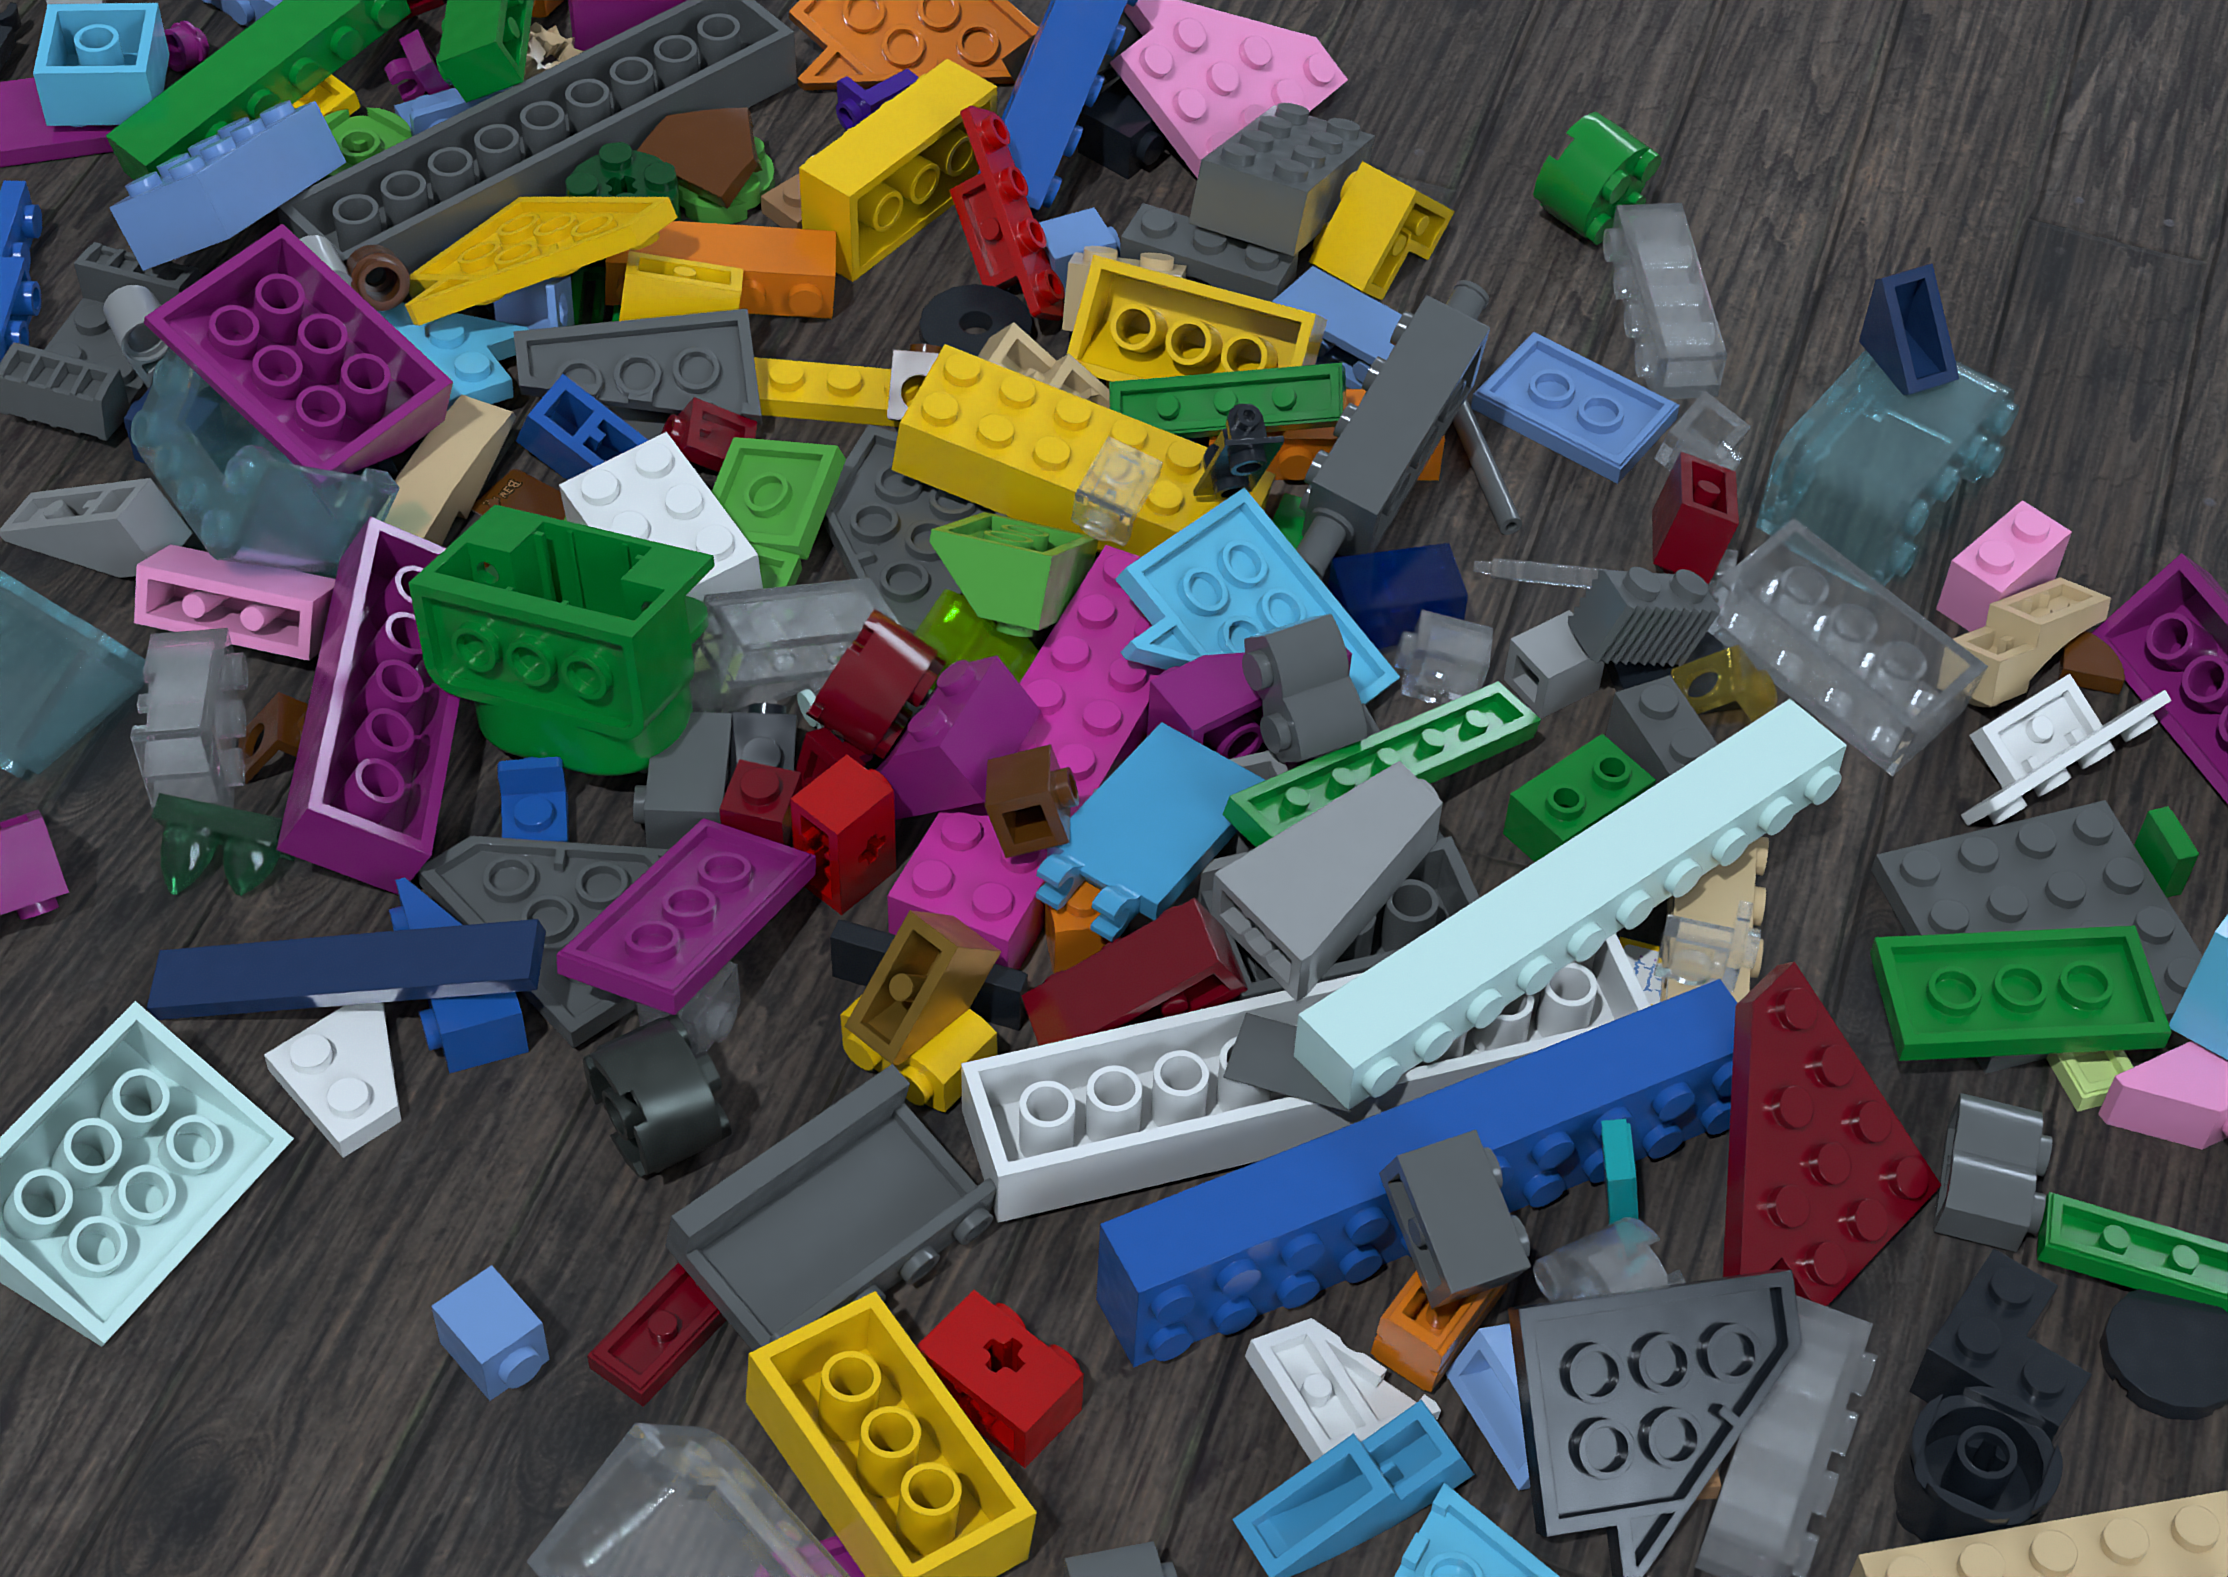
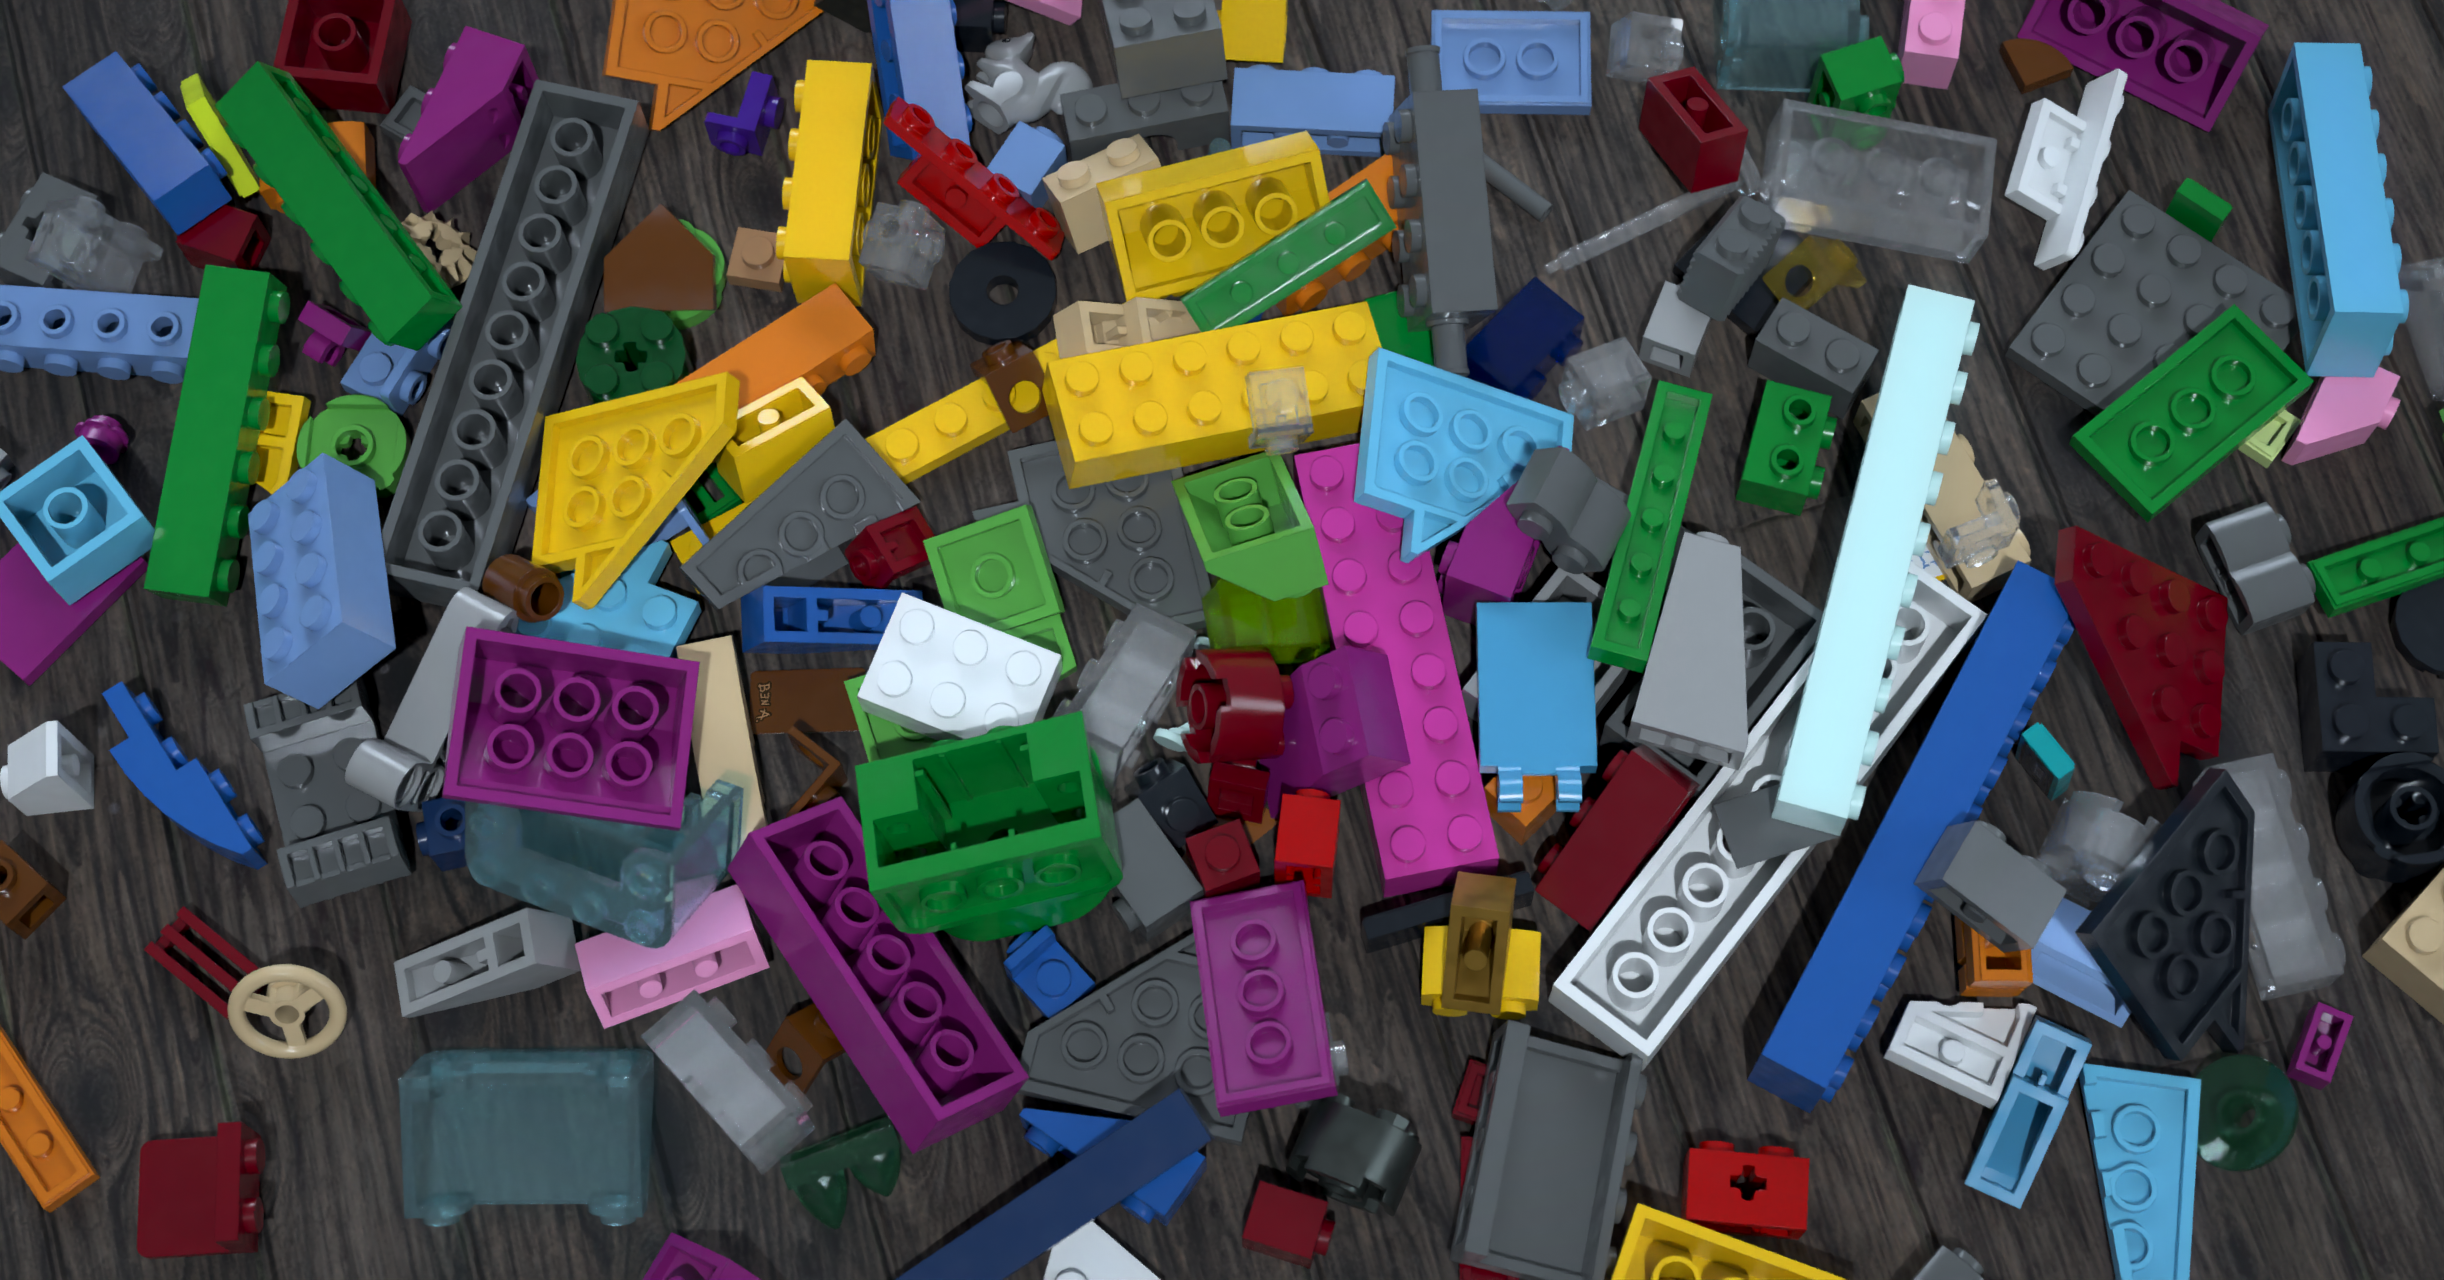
camera: 30 degrees left, 20 degrees up
(547, 1125) = (1288, 1225): none -> dark red brick
(918, 242) = (902, 244): none -> clear brick
(1030, 800) = (1449, 743): reddish brown brick -> none
(1118, 191) = (1014, 90): none -> light grey animal
(1238, 454) = (1362, 328): black hinge -> none
(1889, 547) = (1858, 79): none -> green brick
(2027, 632) = (1988, 71): tan slope -> none

